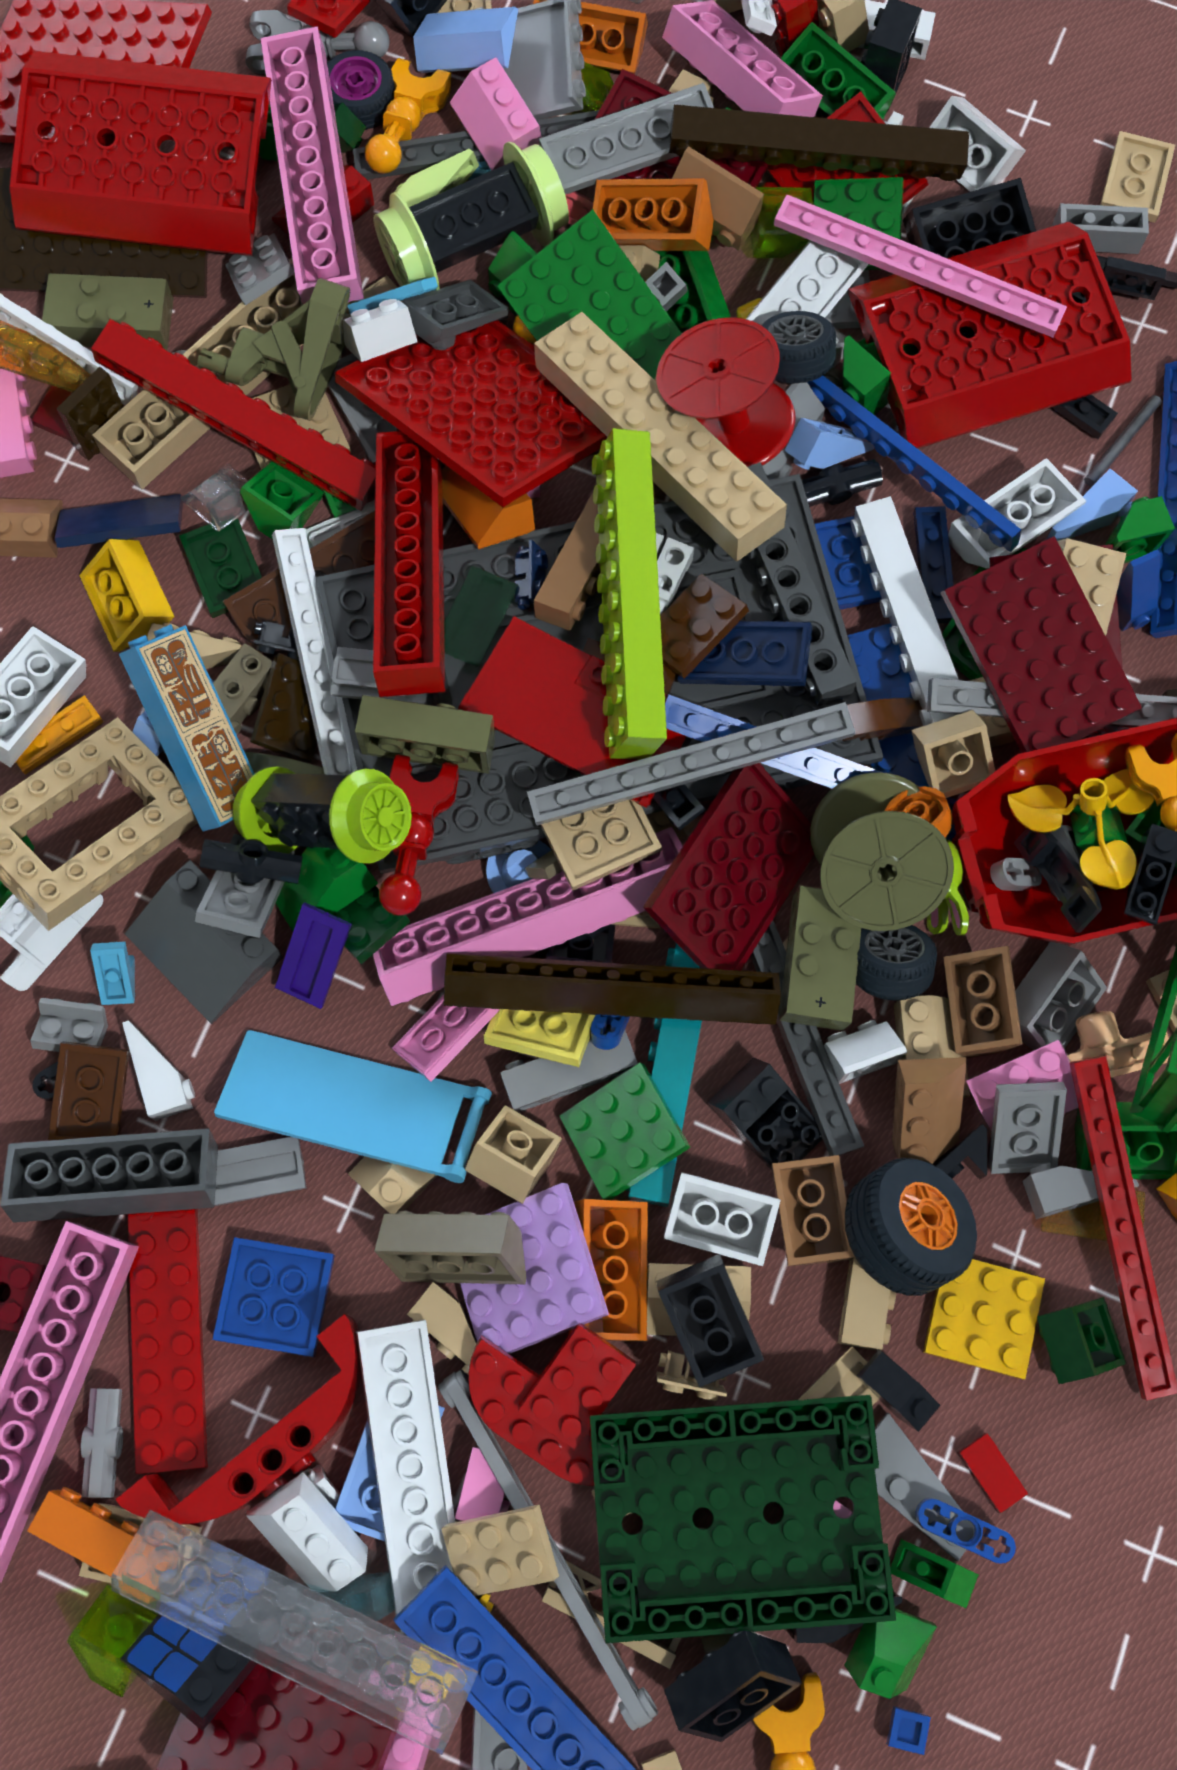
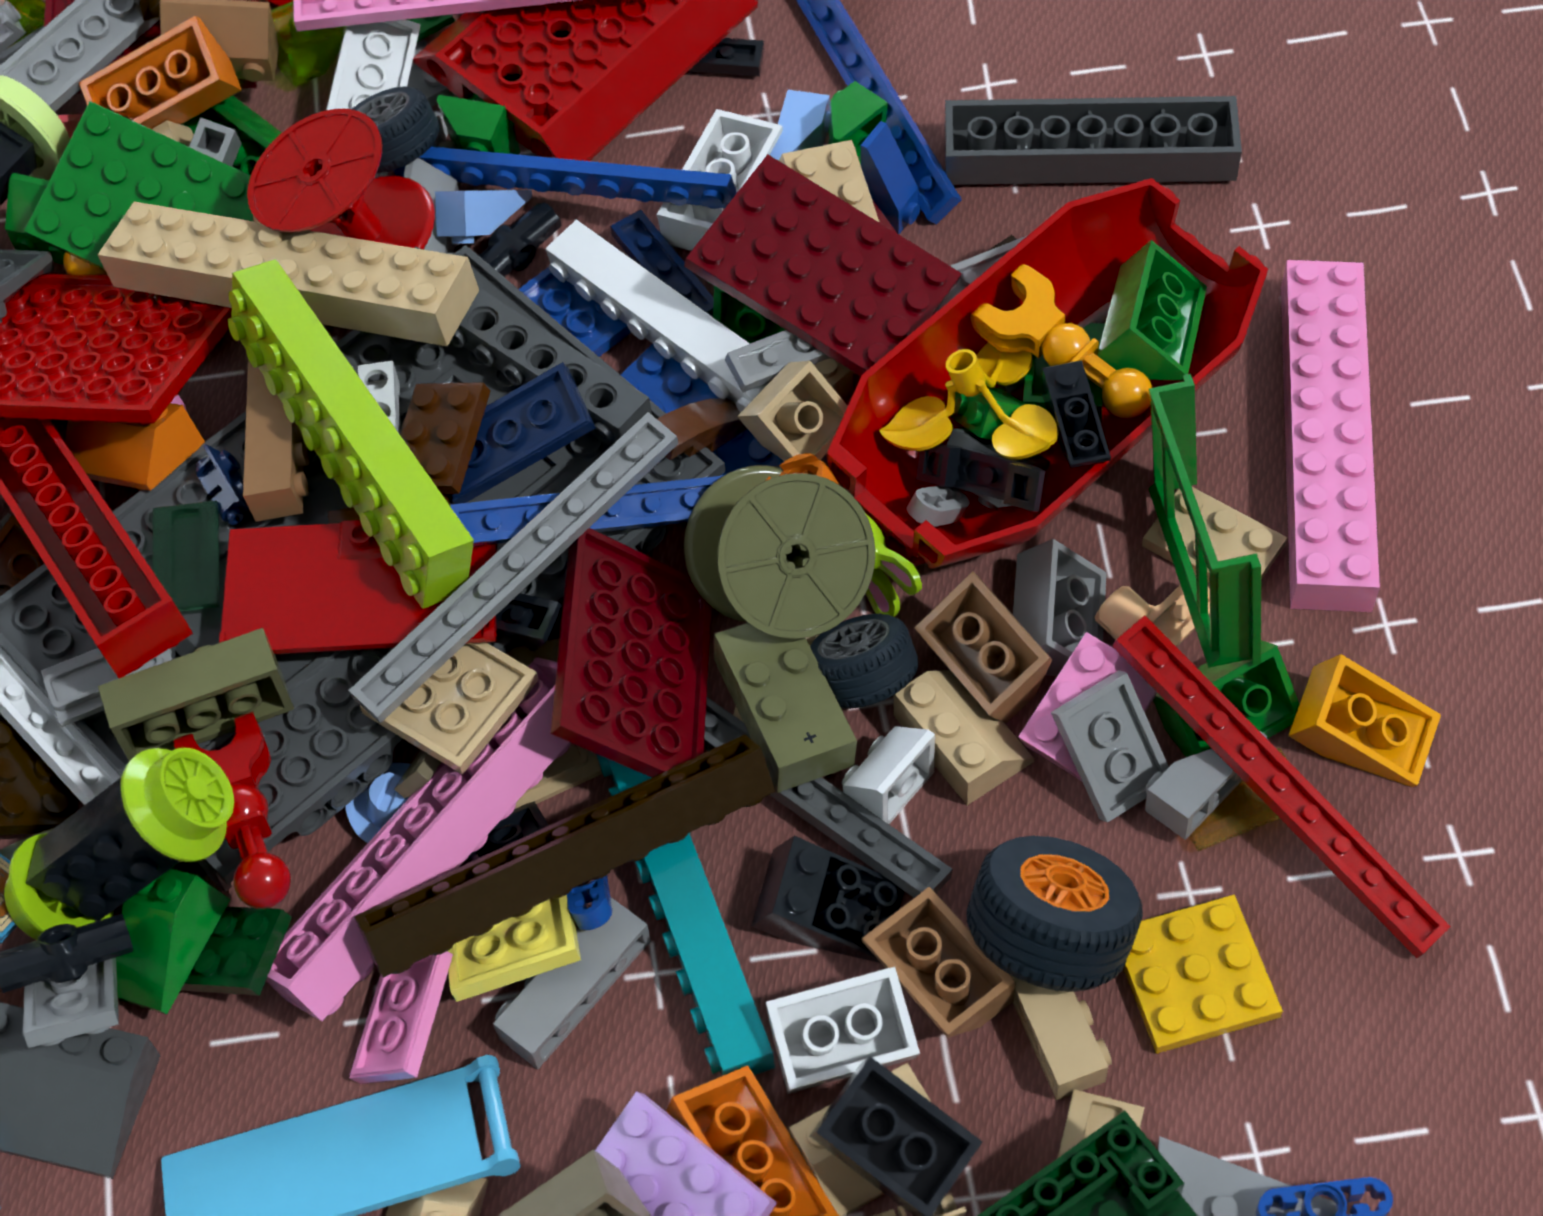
camera: 25 degrees left, 15 degrees down
(313, 955) = (195, 1021): dark purple piece -> none
(513, 1154) = (560, 1102): tan brick -> none
(624, 1131) = (675, 1004): green plate -> none
(898, 1391) = (1155, 1100): black slope -> none
(928, 1107) = (992, 780): medium nougat slope -> none
(971, 1151) = (1073, 812): black slope -> none
(992, 1473) = (1314, 1133): red tile -> none
(1081, 1341) = (1312, 935): dark green slope -> none
(1123, 440) = (785, 64): flat silver bar -> none

